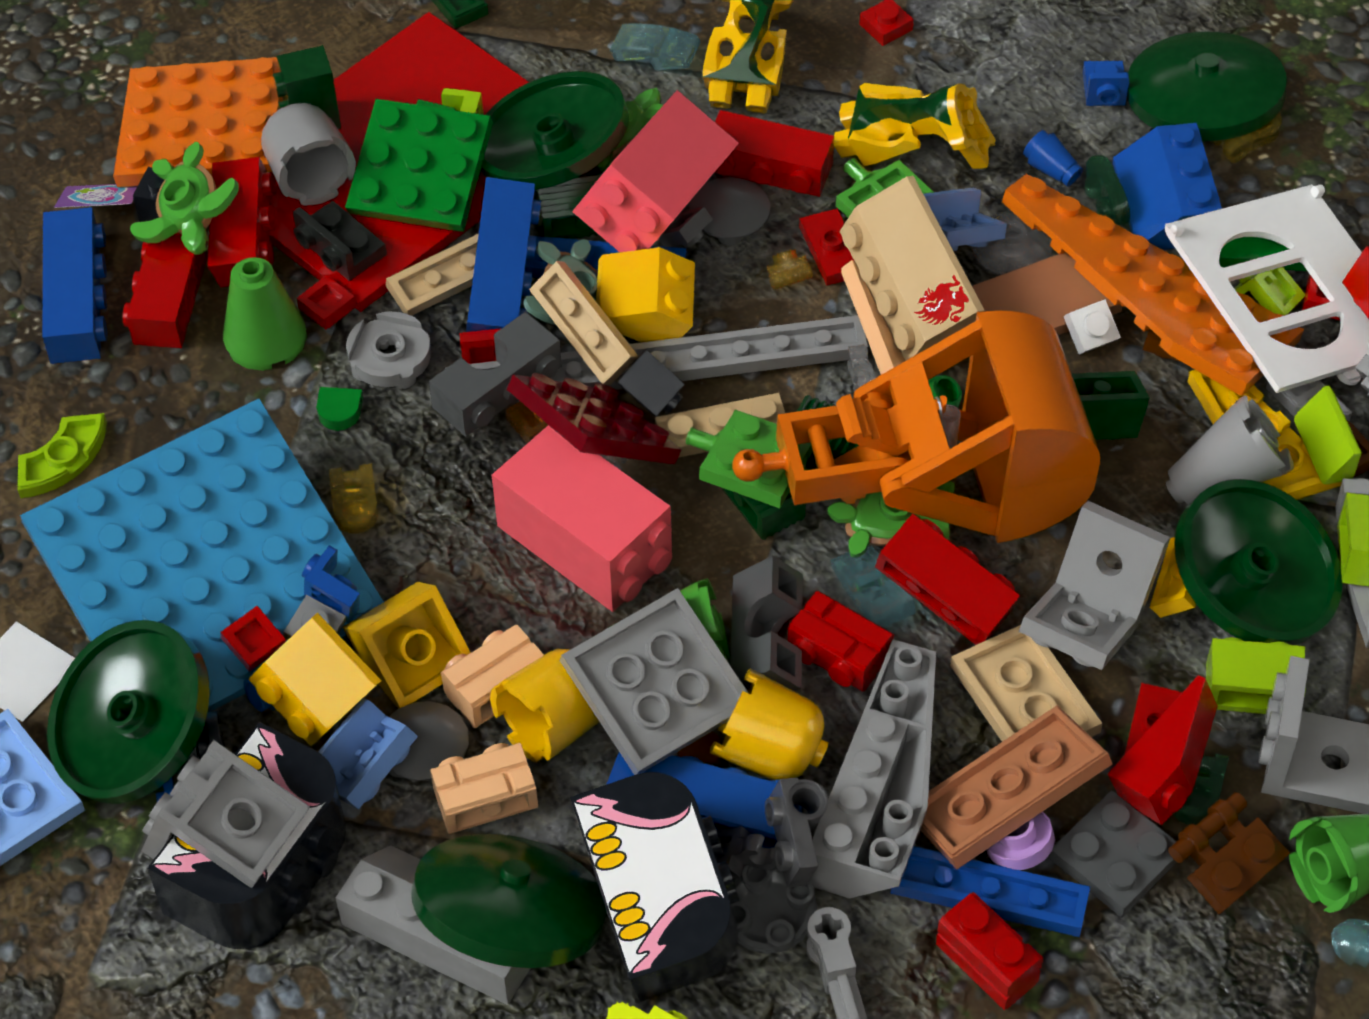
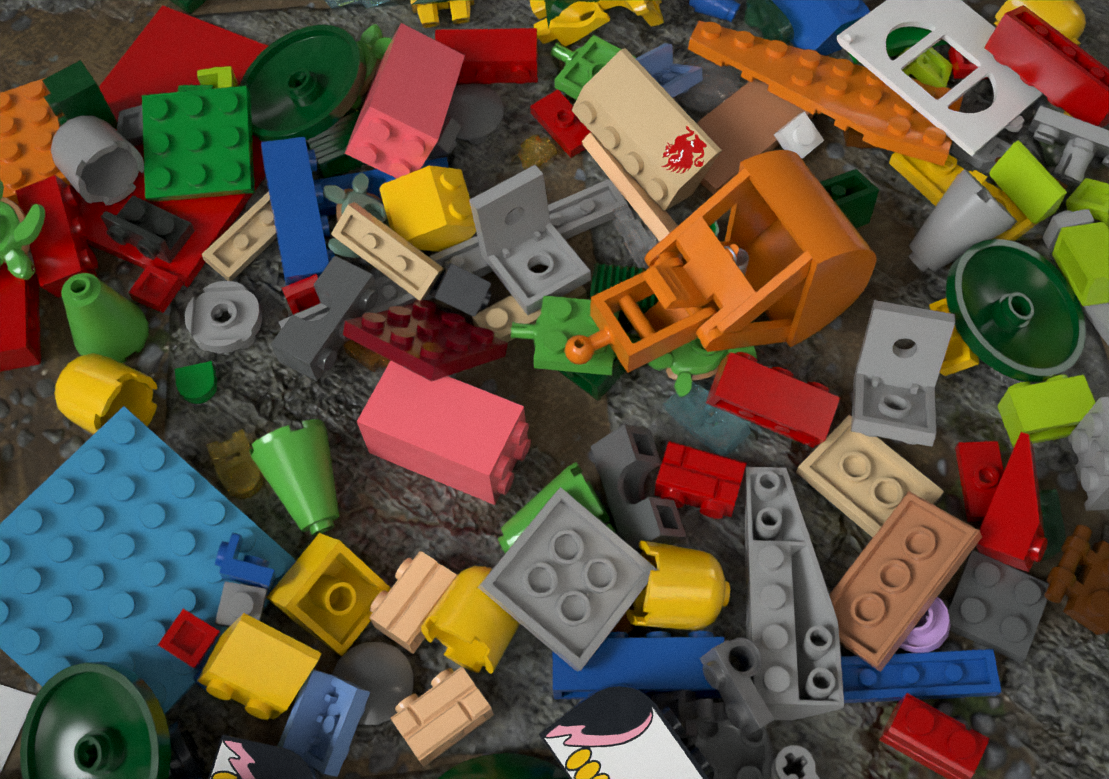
camera: 15 degrees left, 10 degrees up
(236, 375) = (97, 387): none -> yellow cylinder
(354, 127) = (131, 125): none -> dark grey plate
(417, 516) = (300, 473): none -> bright green cone
(735, 347) = (525, 239): none -> light grey bracket

